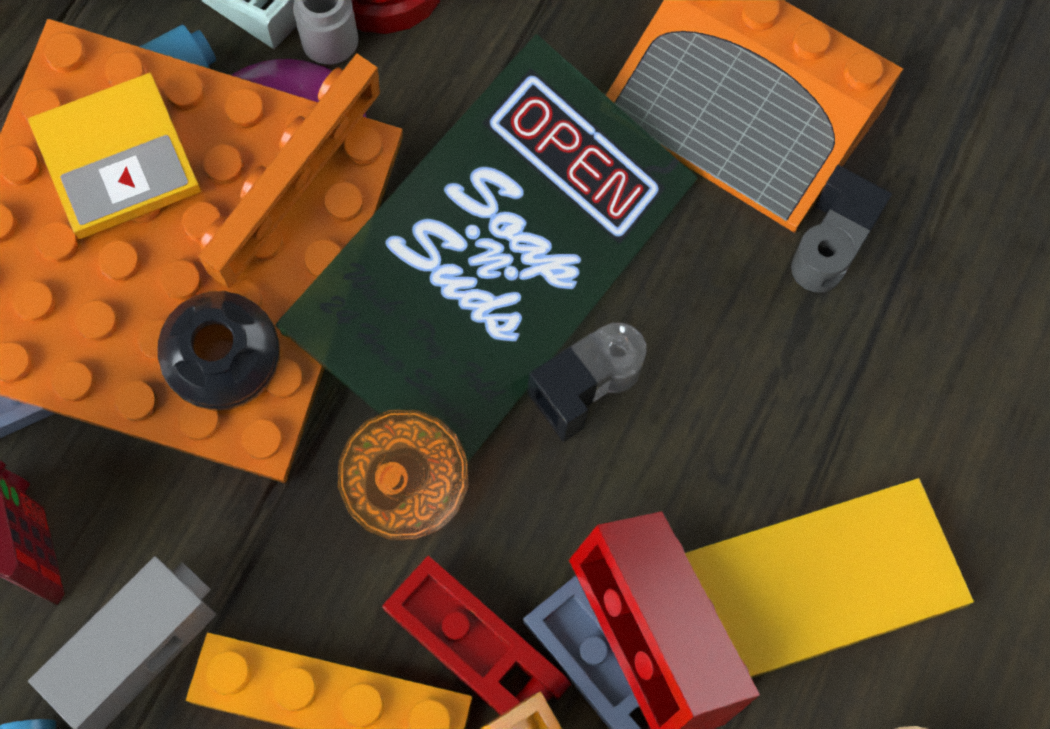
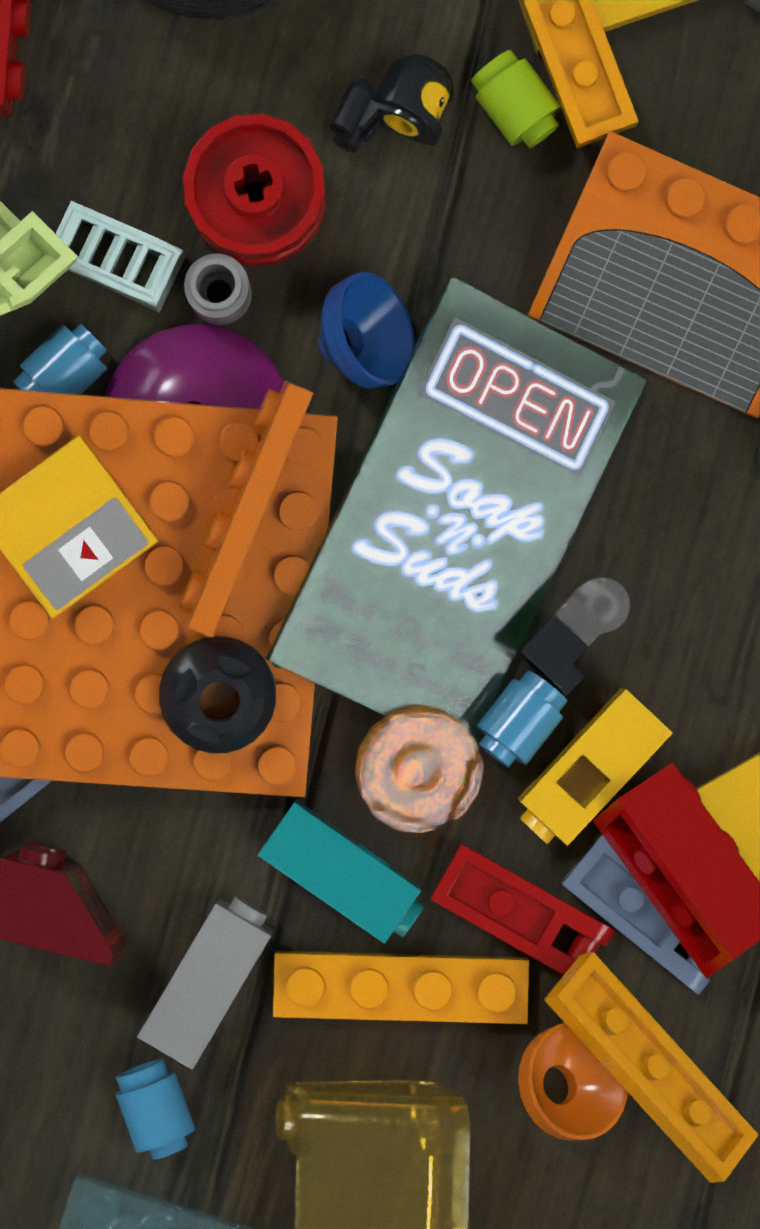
camera: 10 degrees left, 20 degrees up
(299, 560) = (343, 873): none -> teal brick
(444, 73) = (376, 327): none -> blue piece
(517, 447) = (521, 719): none -> dark azure brick
(558, 516) = (592, 768): none -> yellow brick

